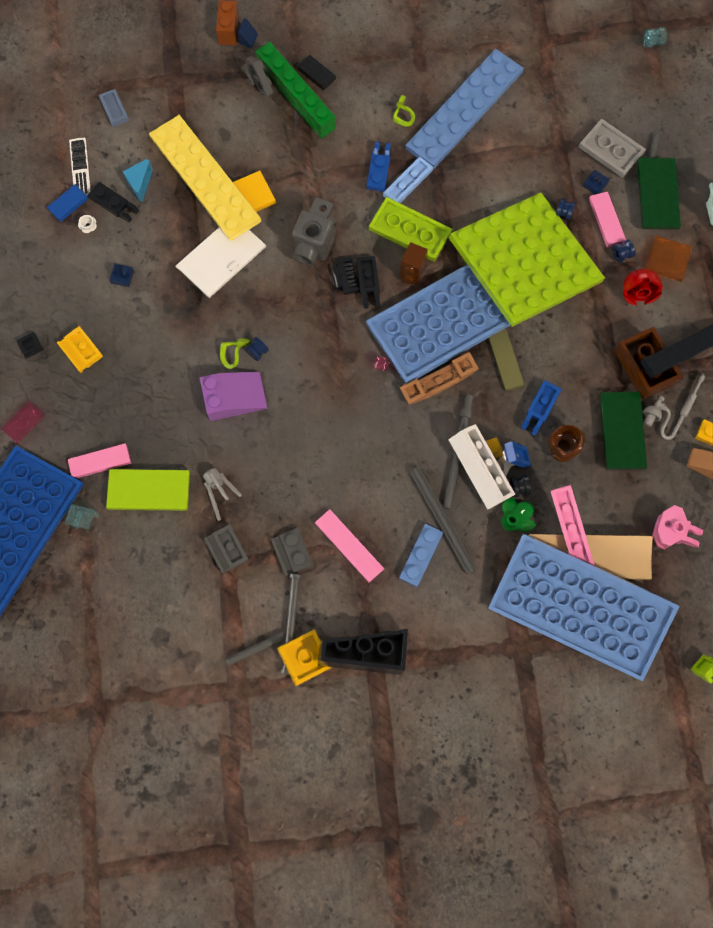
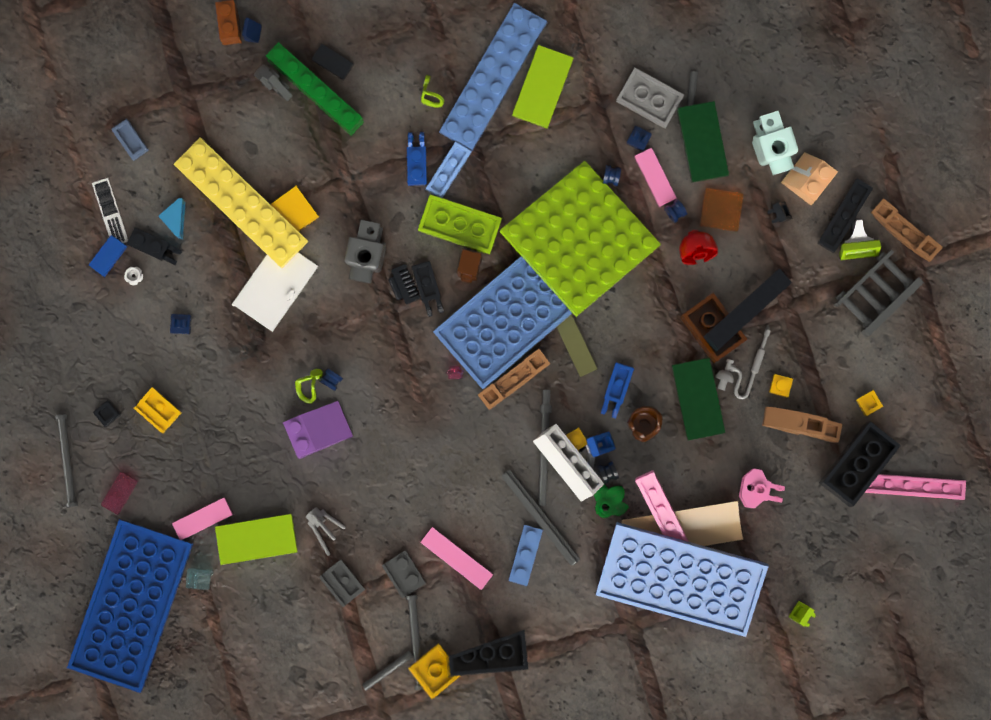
camera: 10 degrees left, 10 degrees up
(510, 122) = (542, 86): none -> lime tile

